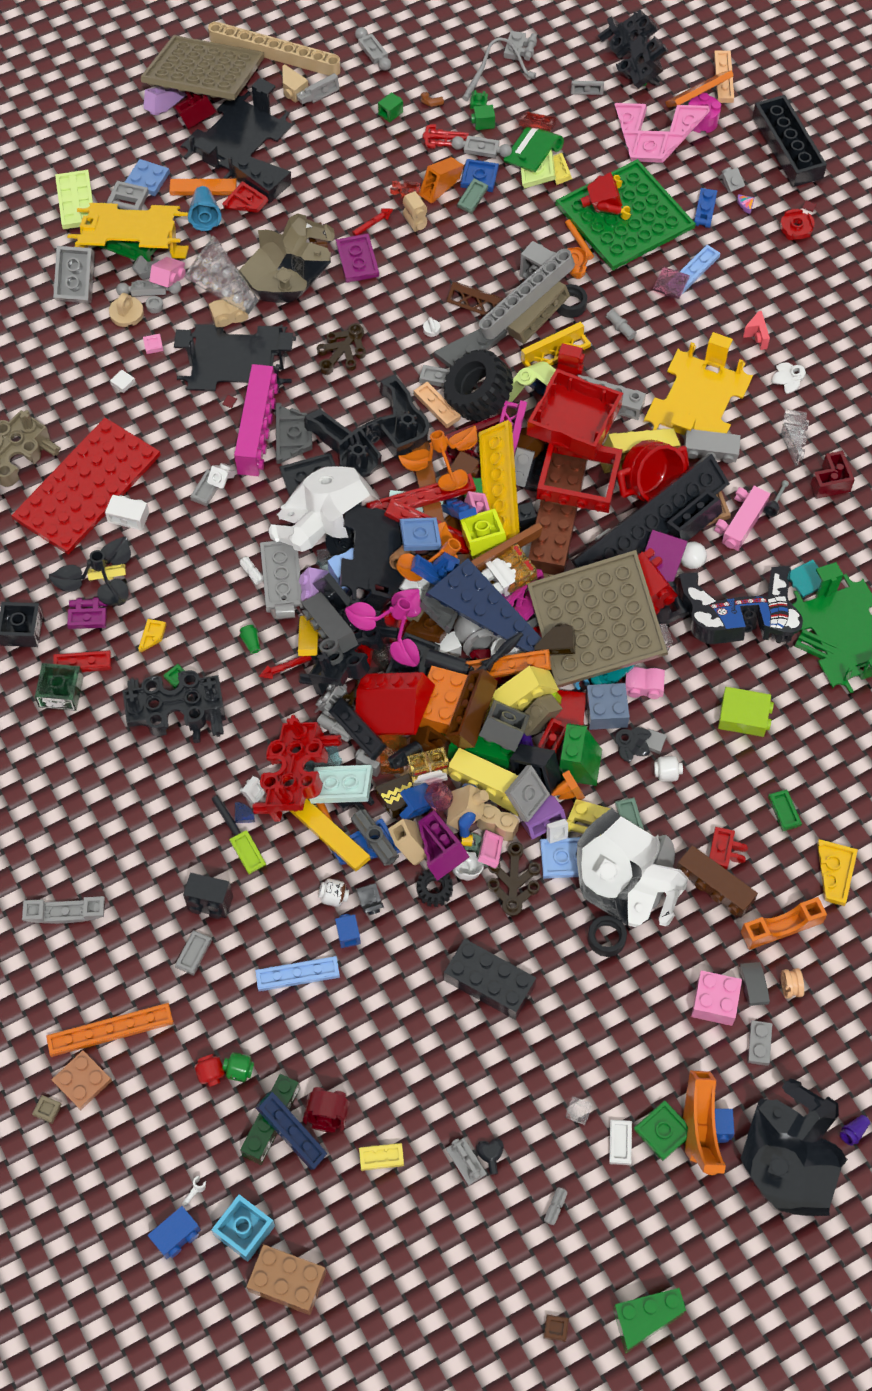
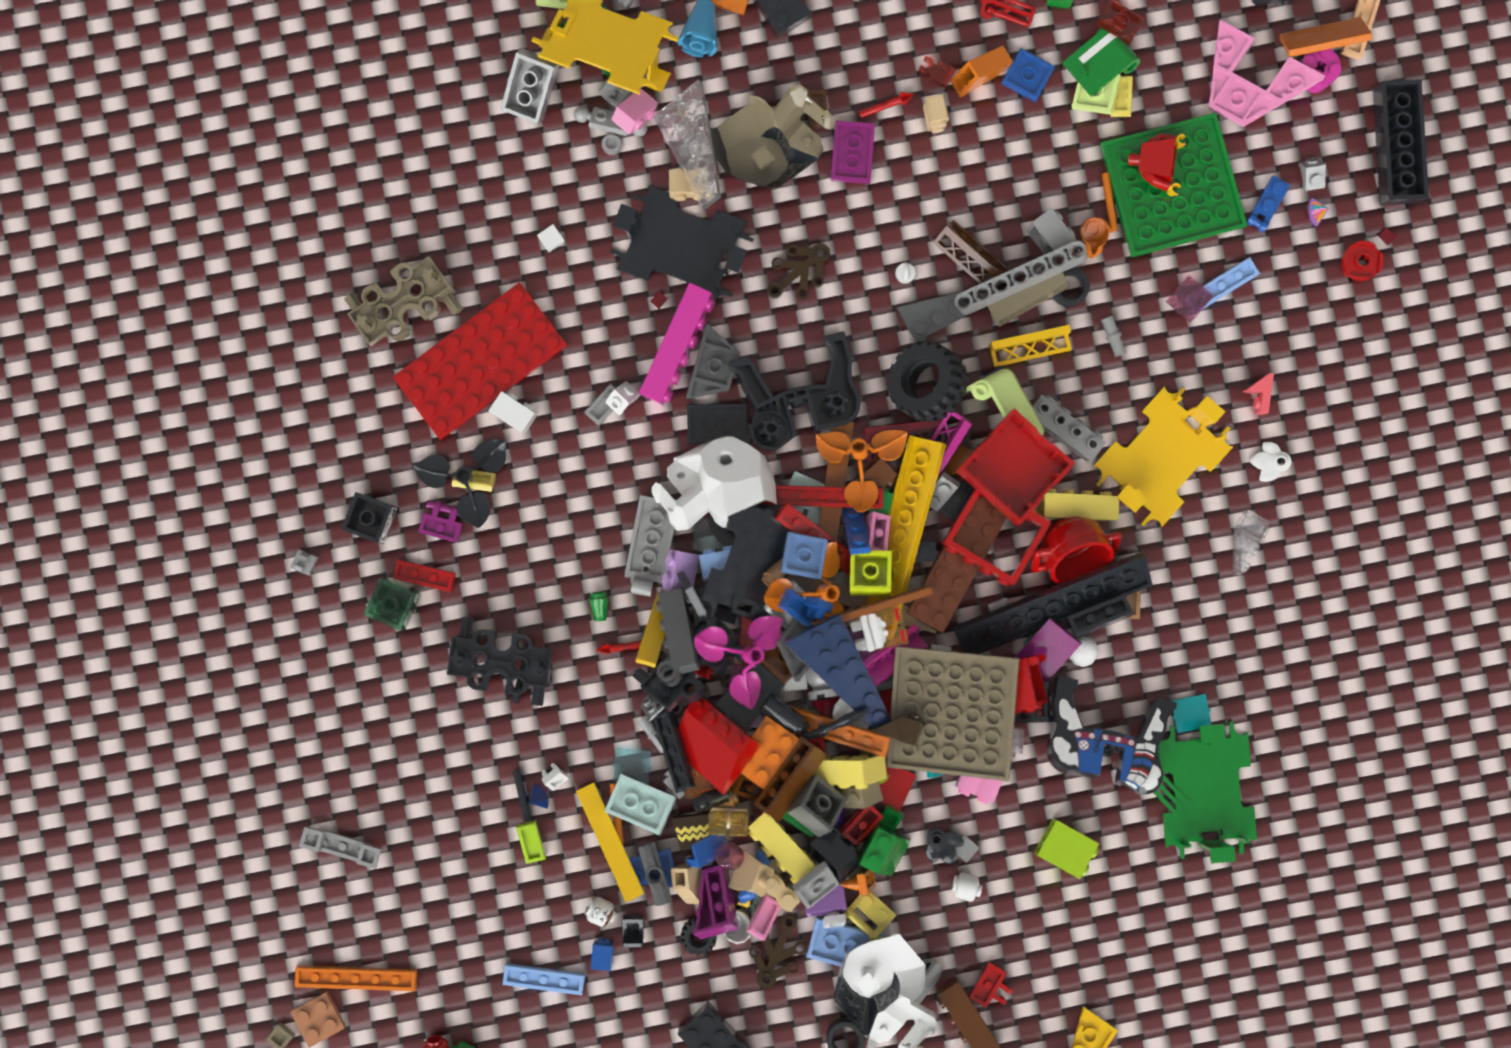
camera: 20 degrees right, 25 degrees up
(126, 311) = (578, 144): tan tile -> none
(152, 634) = (503, 565): yellow tile -> none
(153, 344) = (596, 197): bright pink tile -> none
(172, 676) = (514, 623): green tile -> none
(193, 952) = (452, 926): light grey tile -> none
(208, 895) = (478, 882): black brick -> none
(245, 199) = (751, 28): red wing -> none
(250, 568) = (621, 518): white piece -> none
(306, 784) = (623, 747): red gear -> none
(433, 375) = (889, 341): light grey plate -> none
(437, 405) = (876, 376): light nougat plate -> none
(472, 196) = (1009, 104): sand green tile -> none
(481, 146) = (1043, 36): light grey plate -> none
(571, 359) = (1039, 374): red brick -> none
(607, 706) = (931, 799): sand blue brick -> none
(628, 810) = (911, 921): sand green tile -> none
(721, 445) = (1152, 529): light grey brick -> none
(745, 518) = (1154, 626): bright pink brick -> none
(772, 507) = (1188, 620): black hinge -> none
(784, 810) = (1065, 962): green tile -> none
(834, 478) = (1271, 609): dark red brick -> none

